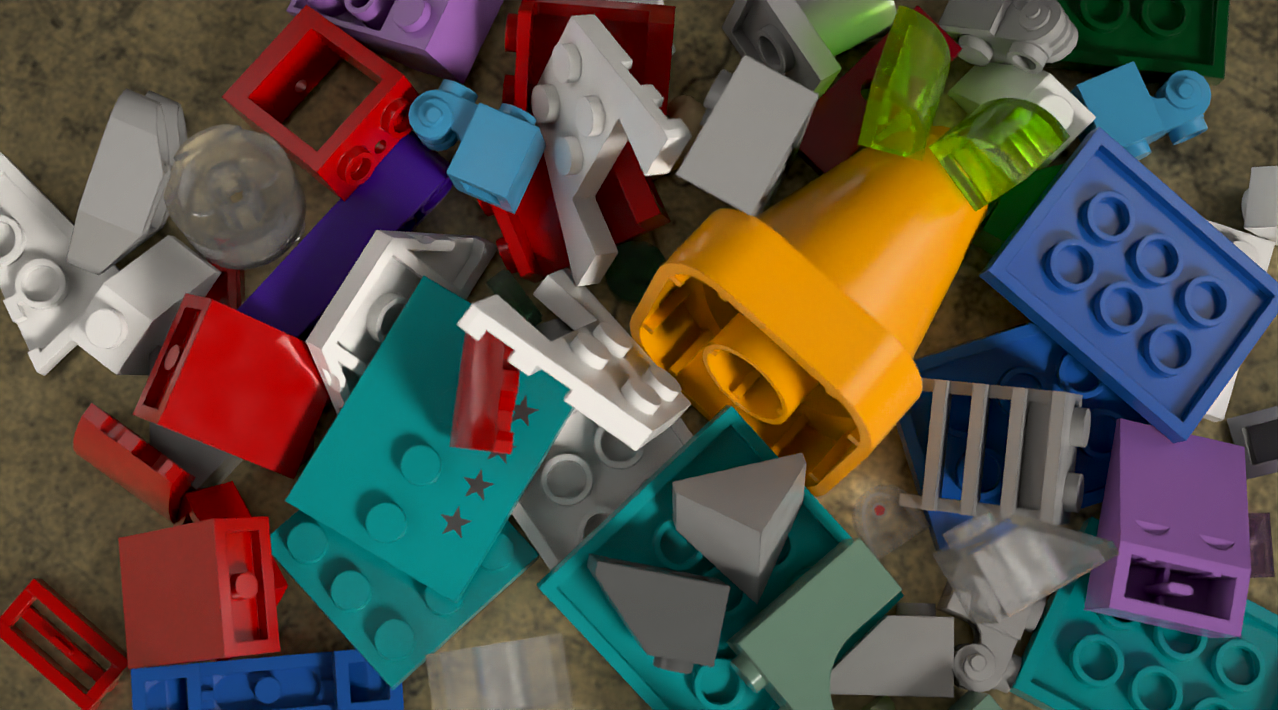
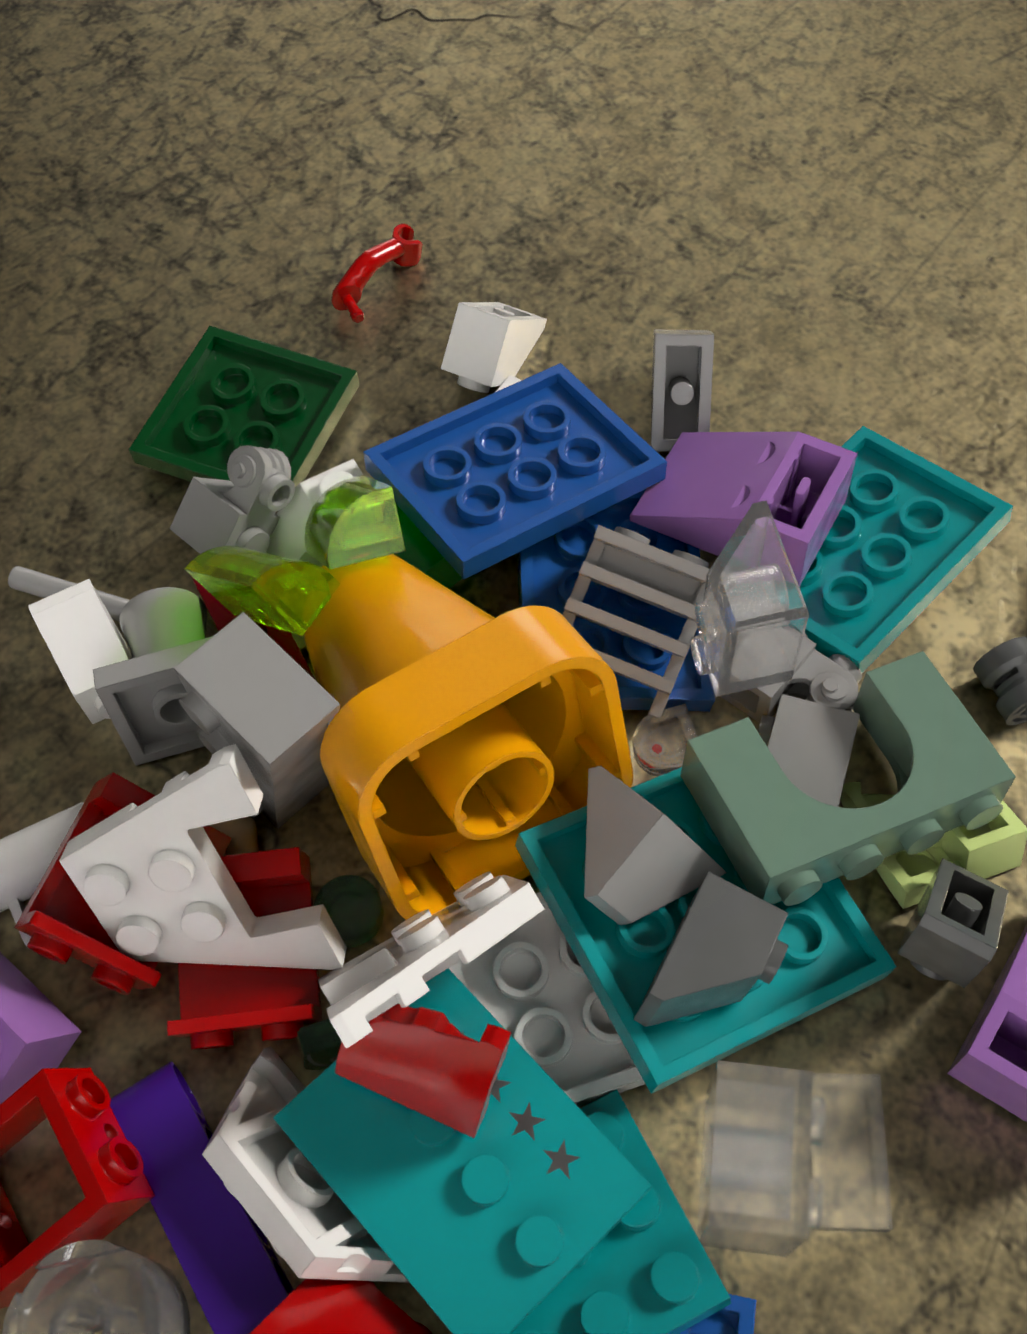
camera: 65 degrees left, 20 degrees down
(496, 146) = (157, 995): dark azure brick -> none
(1135, 117) = (364, 424): dark azure brick -> none

